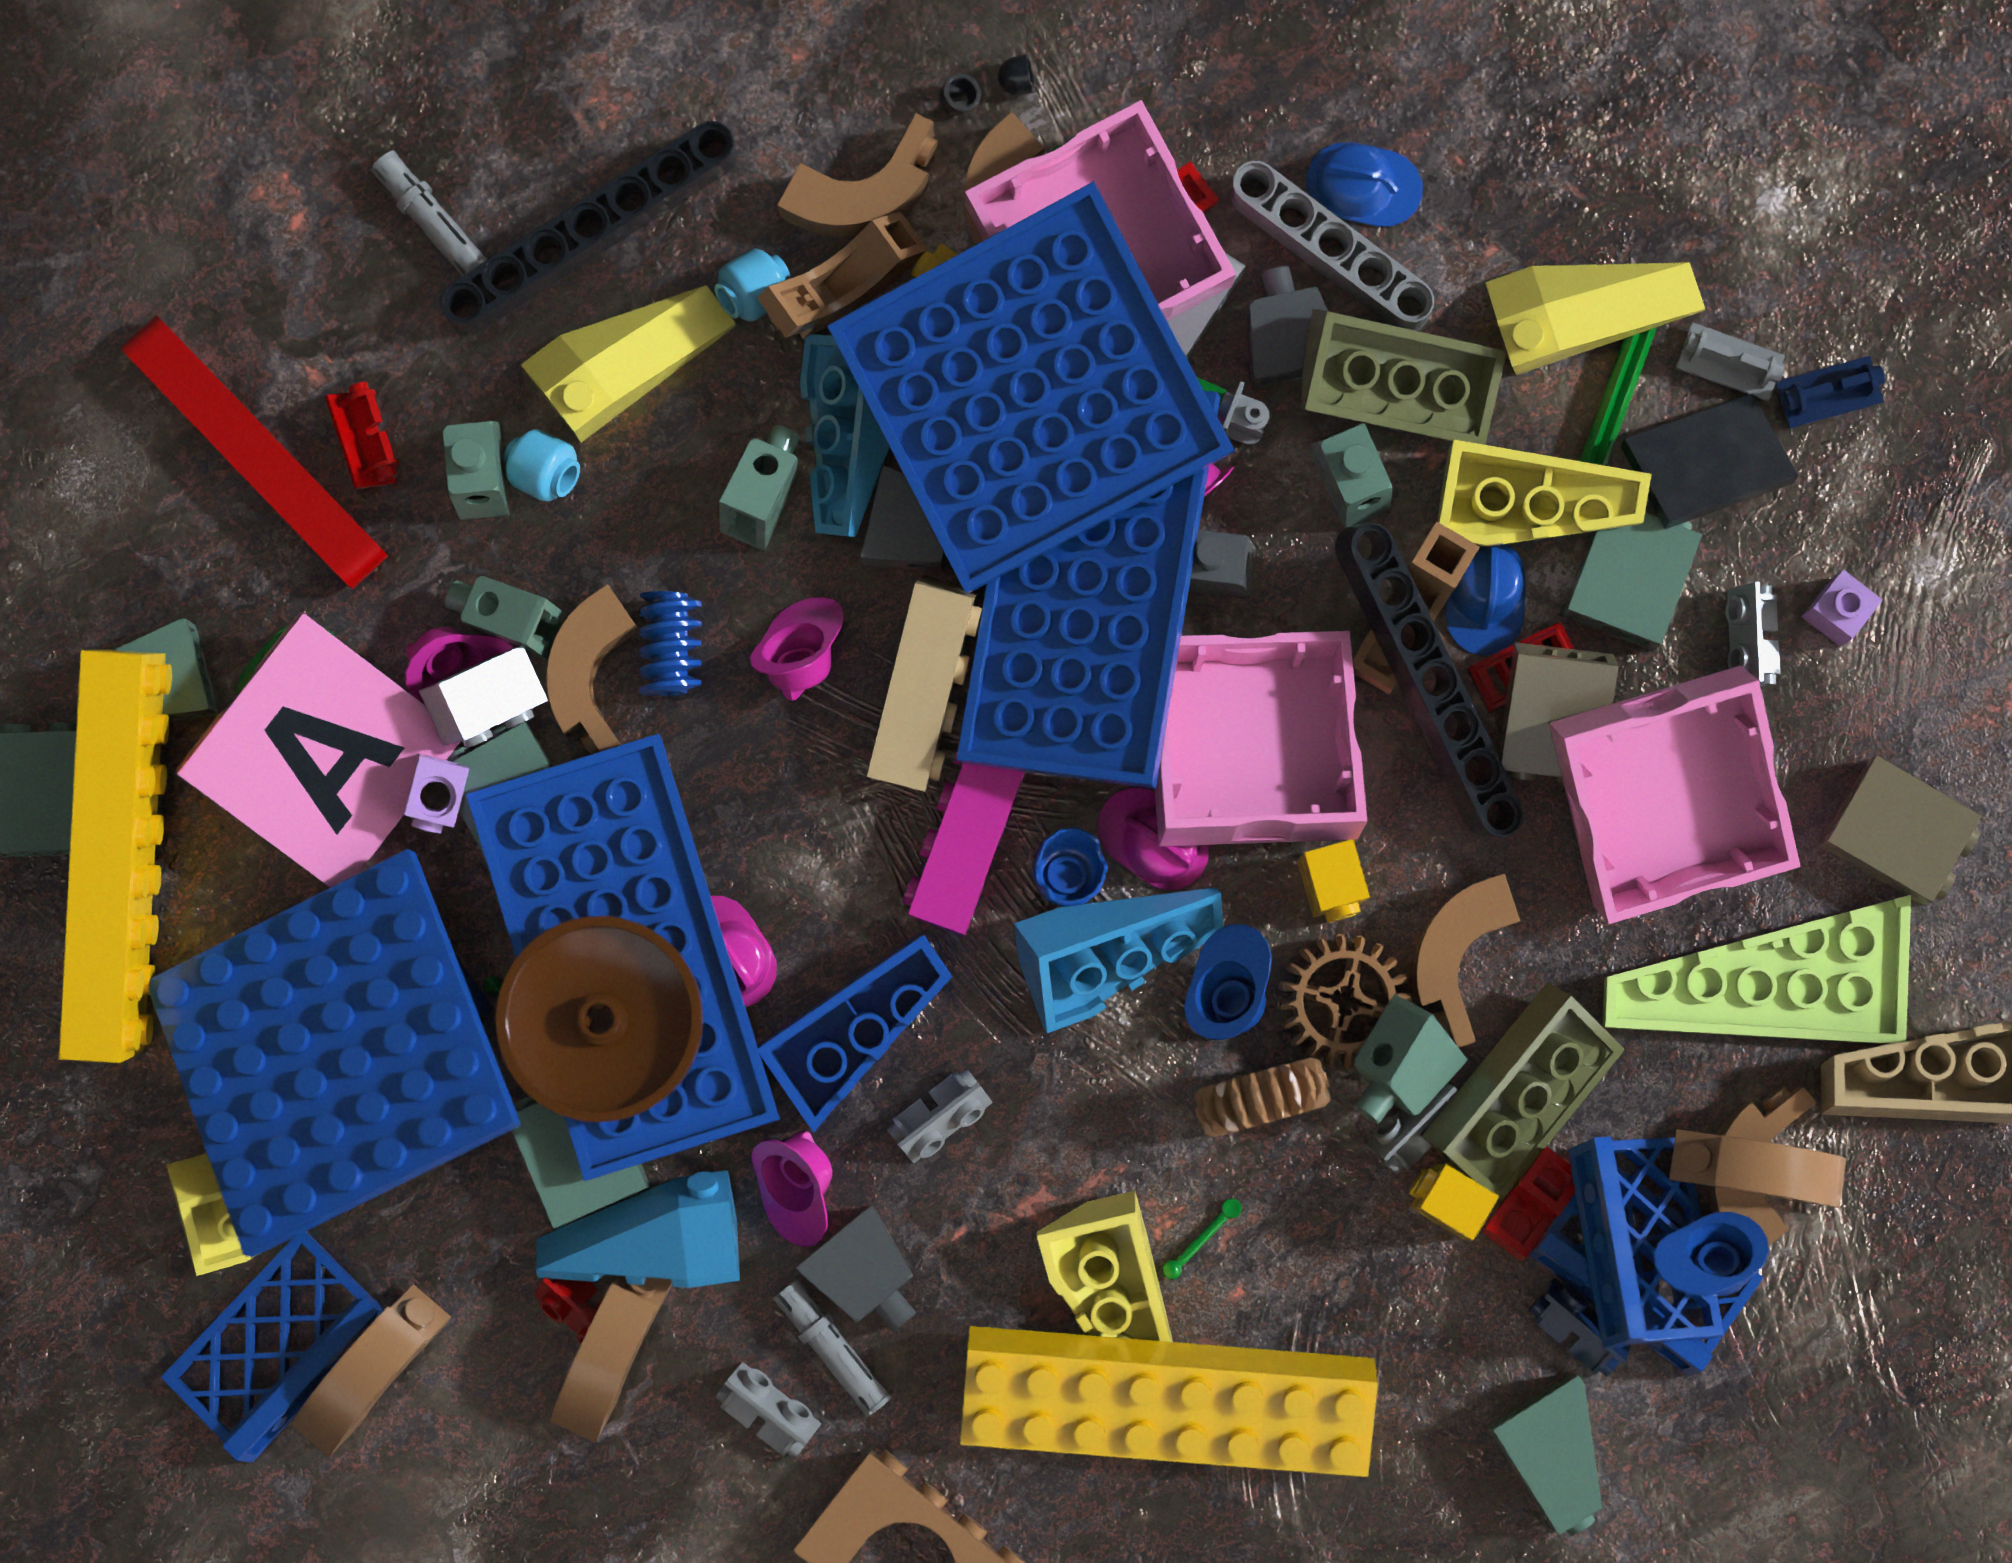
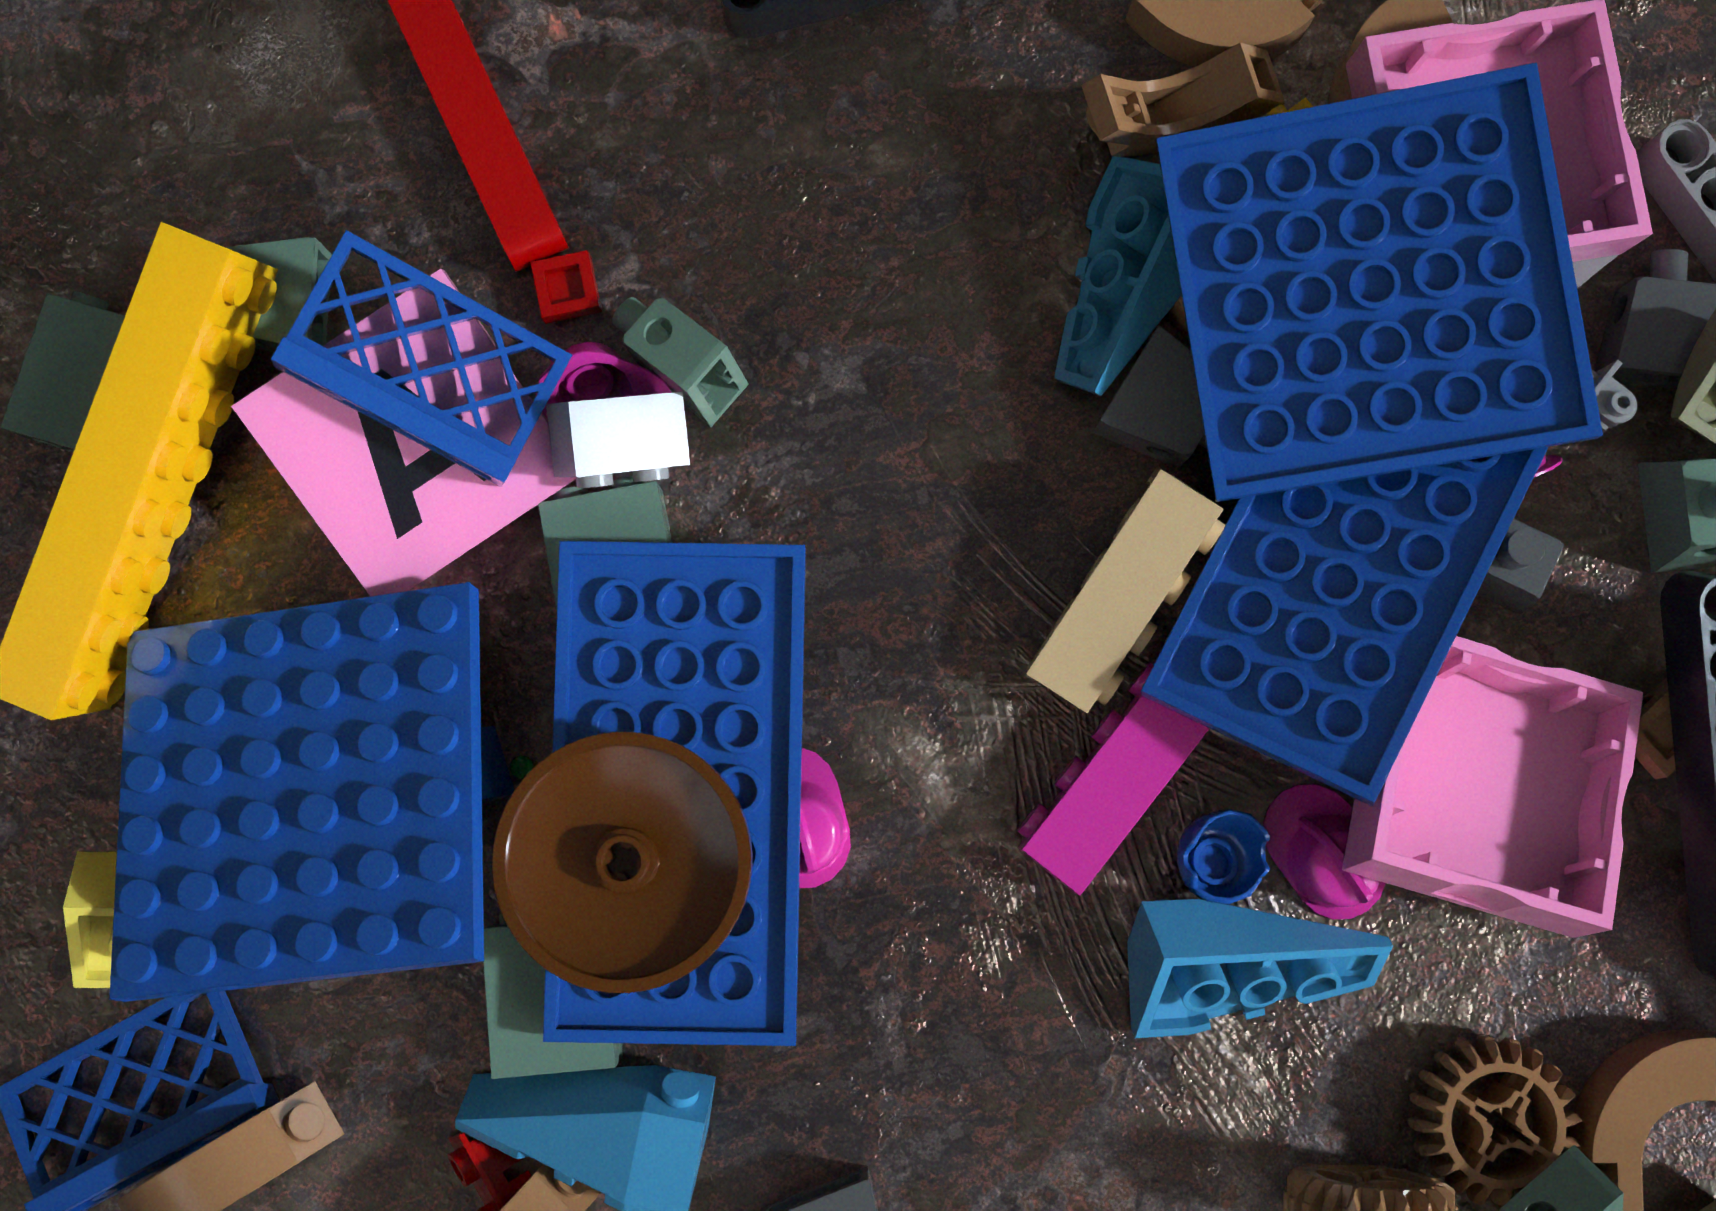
camera: 20 degrees right, 0 degrees up
(306, 732) = (384, 399): none -> blue fence
(362, 444) = (582, 105): red hinge -> none
(397, 589) = (566, 287): none -> red plate
(429, 770) = (531, 500): lavender brick -> none
(476, 468) = (700, 174): sand green torso -> none
(541, 465) = (772, 201): medium azure head -> none
(578, 650) = (742, 422): medium nougat arch -> none
(615, 362) = (891, 118): light yellow wedge -> none
(669, 644) = (849, 446): blue piece -> none
(745, 280) = (1062, 70): medium azure head -> none
(760, 488) = (1008, 306): sand green torso -> none
(792, 1186) = (785, 1120): dark pink piece -> none
(798, 645) = (995, 498): dark pink piece -> none
(845, 1033) = (915, 958): blue wedge -> none
(924, 1132) = (1002, 1089): light grey hinge -> none
(1229, 983) = (1370, 1056): blue piece -> none
(1333, 881) = (1534, 980): yellow brick -> none

